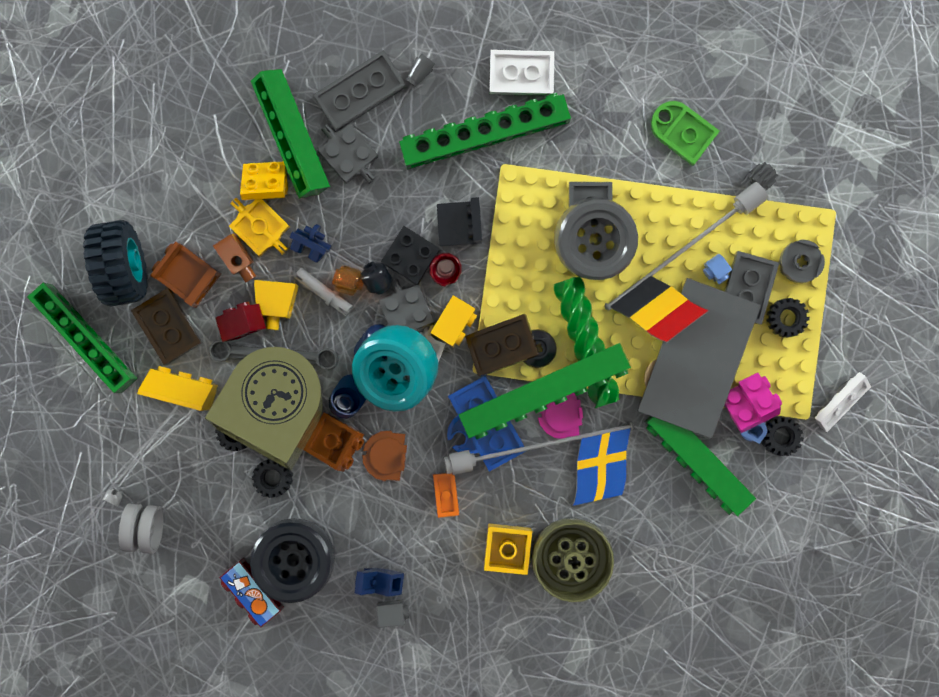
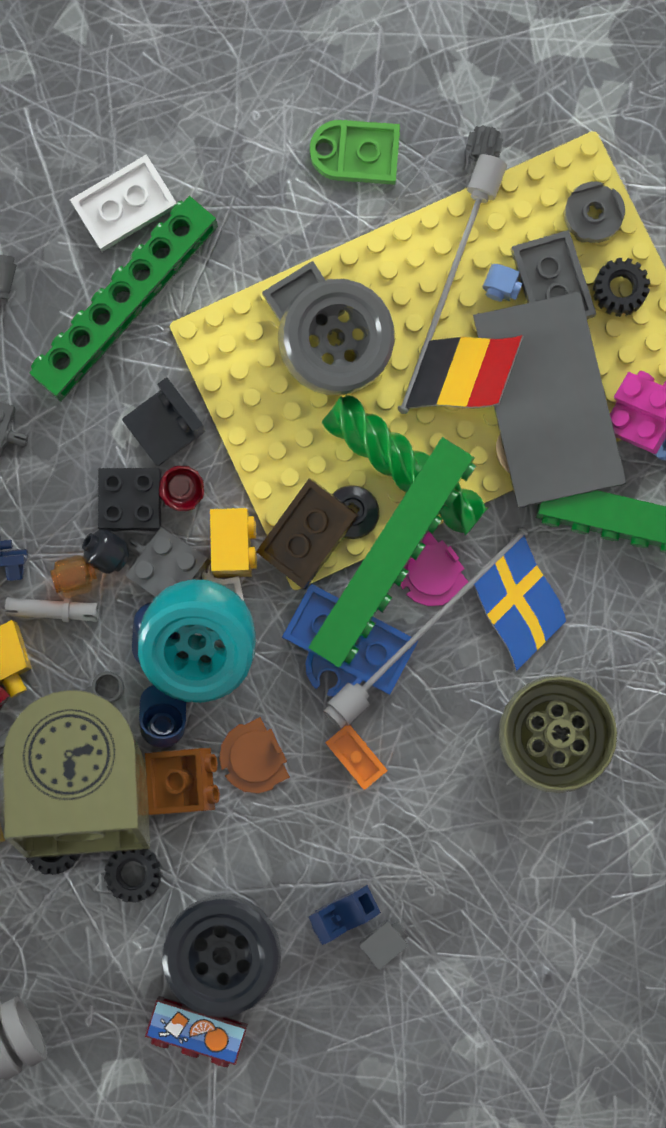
camera: 30 degrees left, 5 degrees down
(507, 549) = (472, 772): yellow brick -> none

